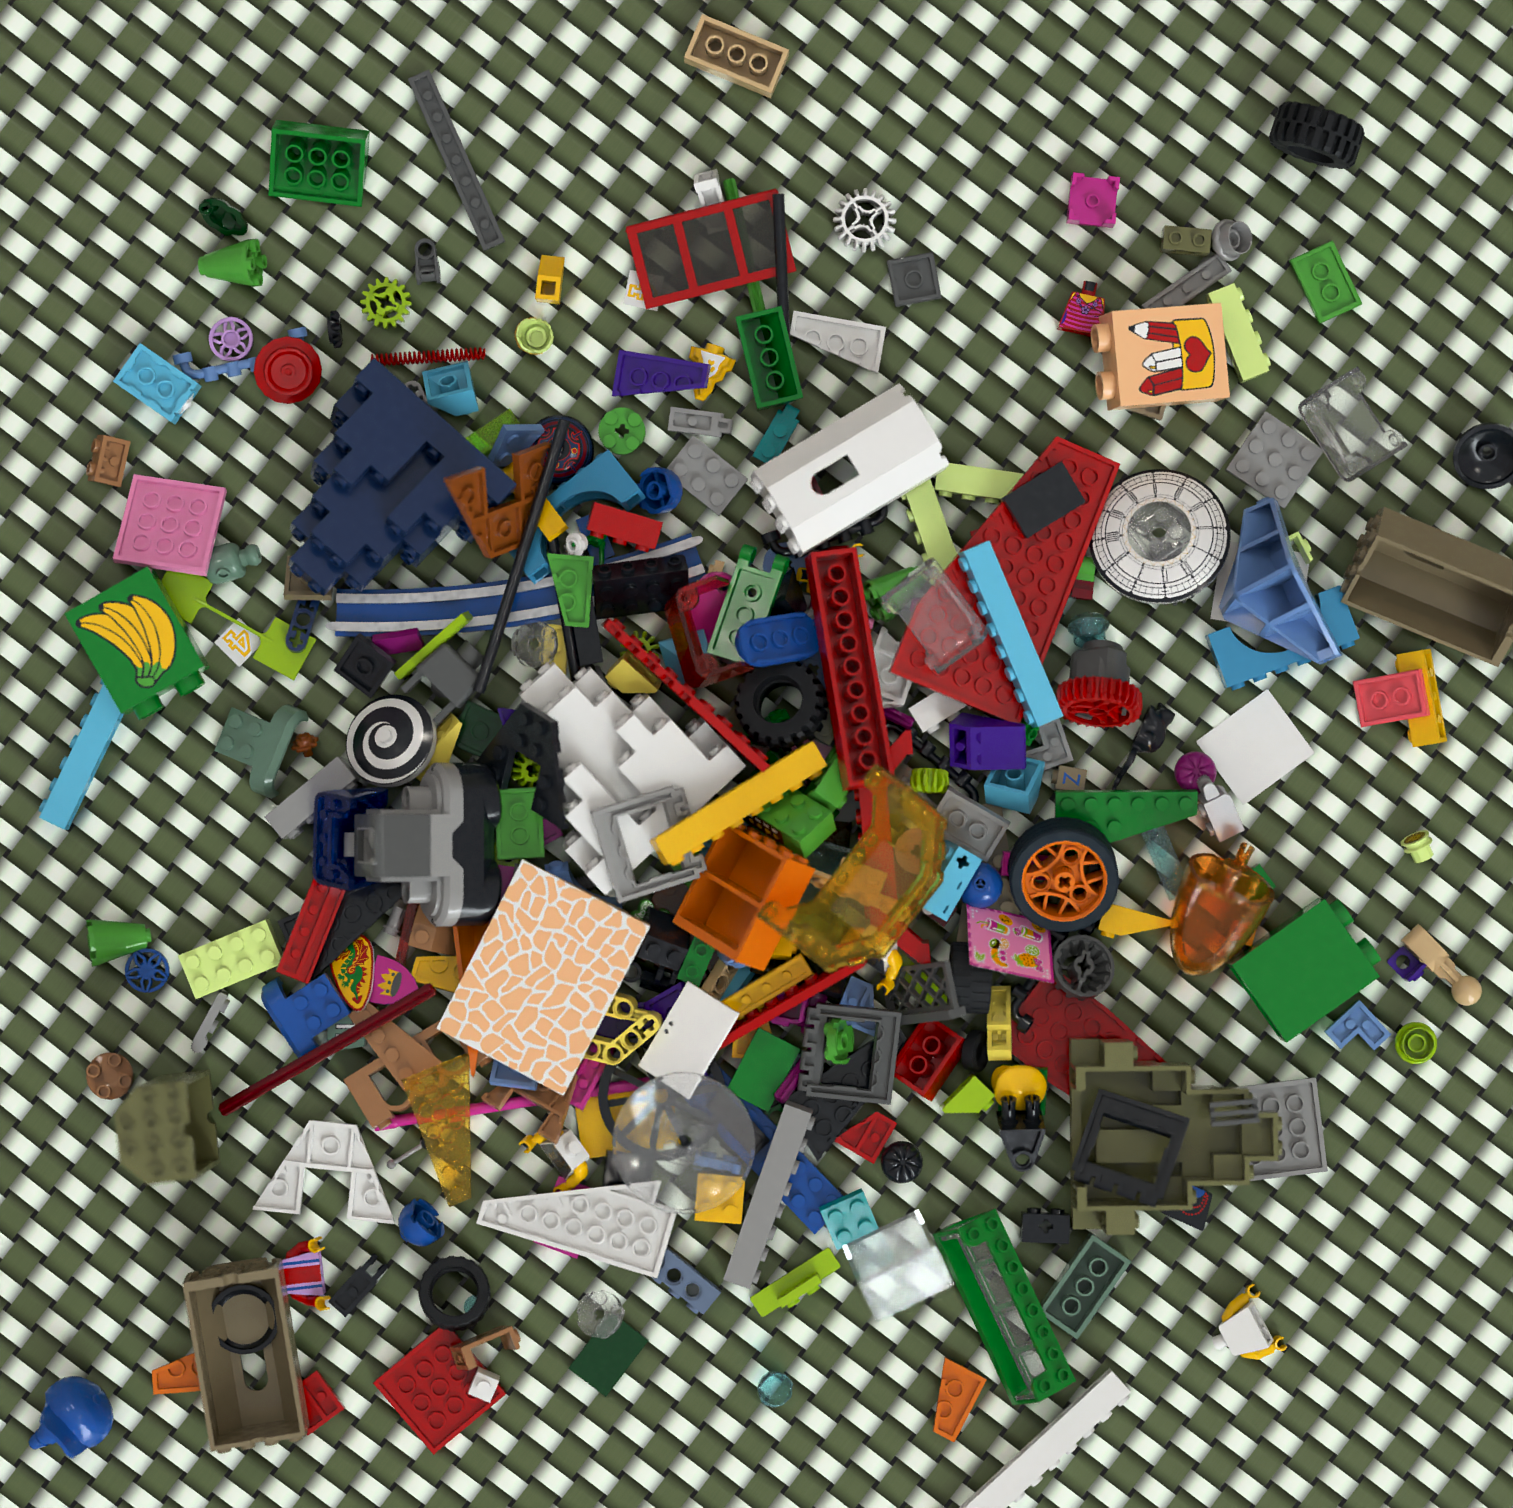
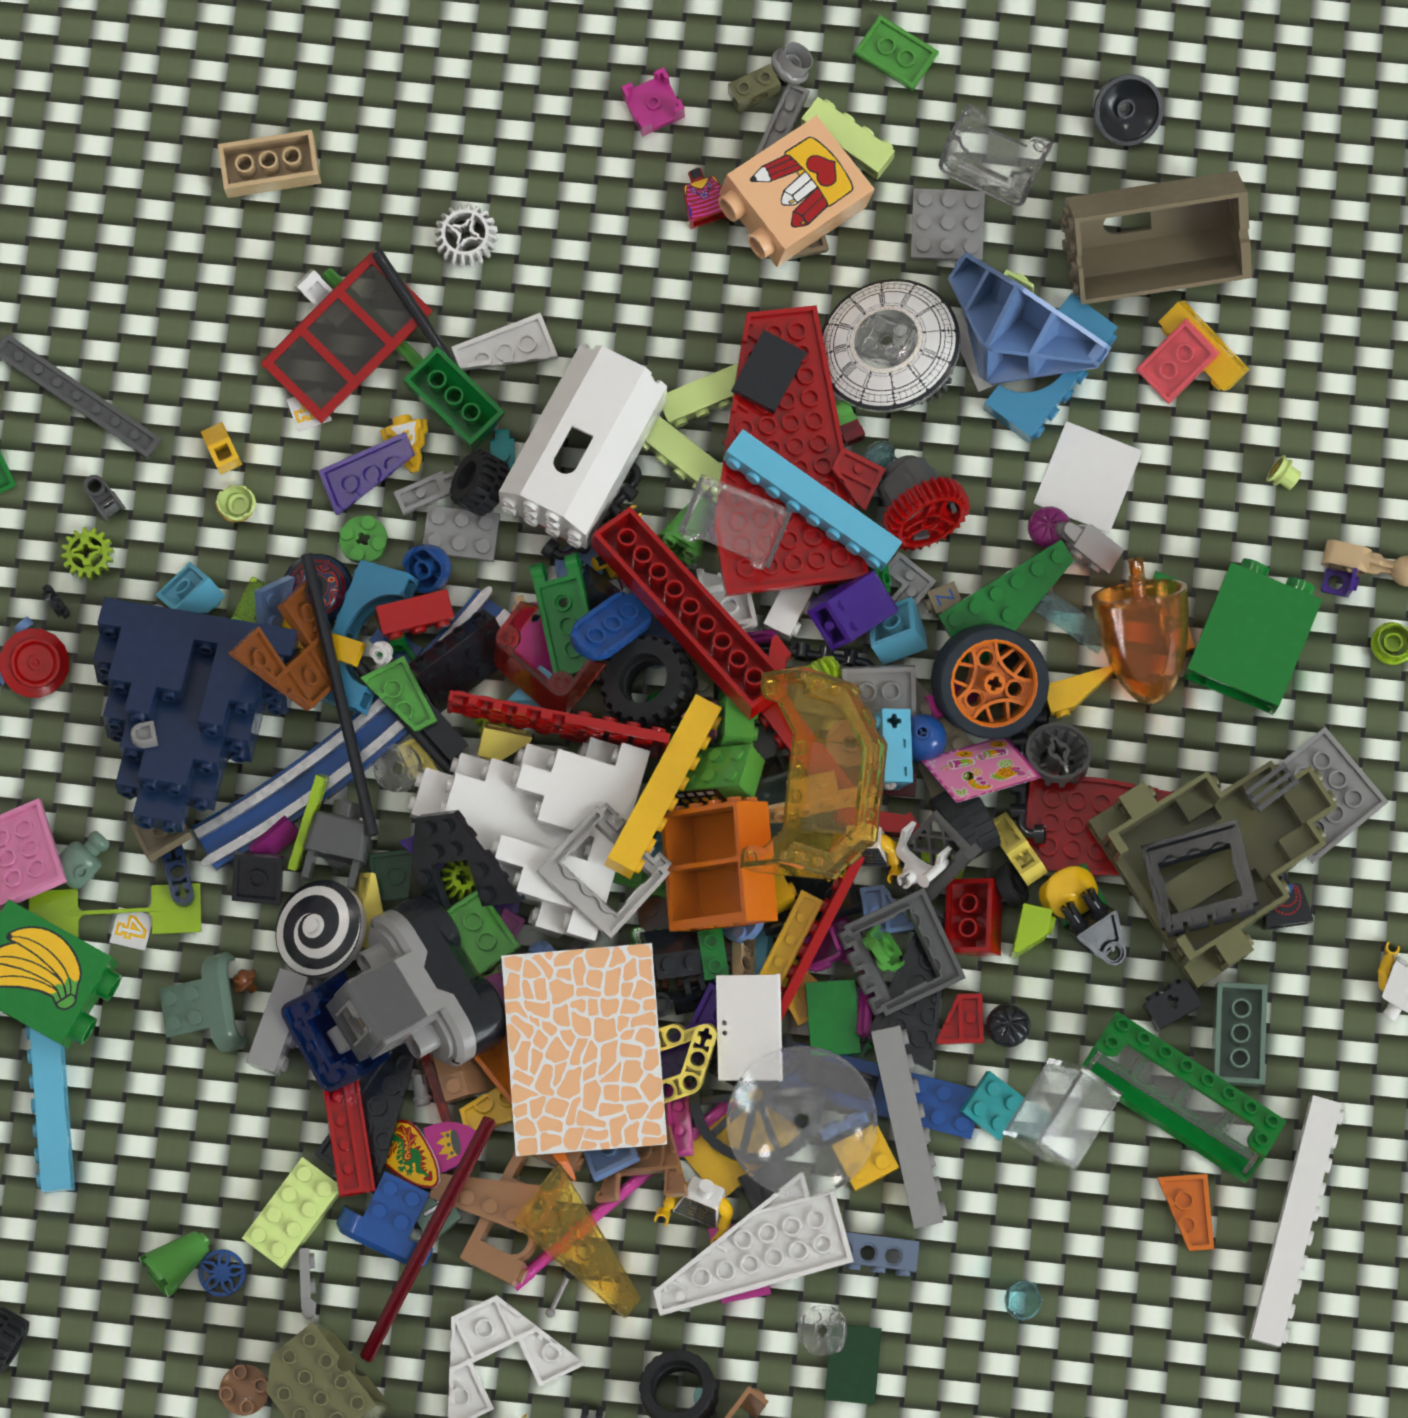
camera: 20 degrees left, 10 degrees down
(337, 499) = (144, 735): none -> light grey tile
(402, 361) = (156, 574): red piece -> none
(419, 1224) = (608, 1350): blue cylinder -> none
(745, 445) = (478, 482): none -> black tyre
(796, 1283) = (981, 1193): lime bracket -> none
(905, 992) = (915, 869): none -> white piece
(914, 279) = (540, 260): dark grey tile -> none
(1061, 635) = (857, 476): none -> red wing
(1148, 736) = (989, 522): black animal -> none
(1359, 1021) = (1331, 655): medium blue plate -> none

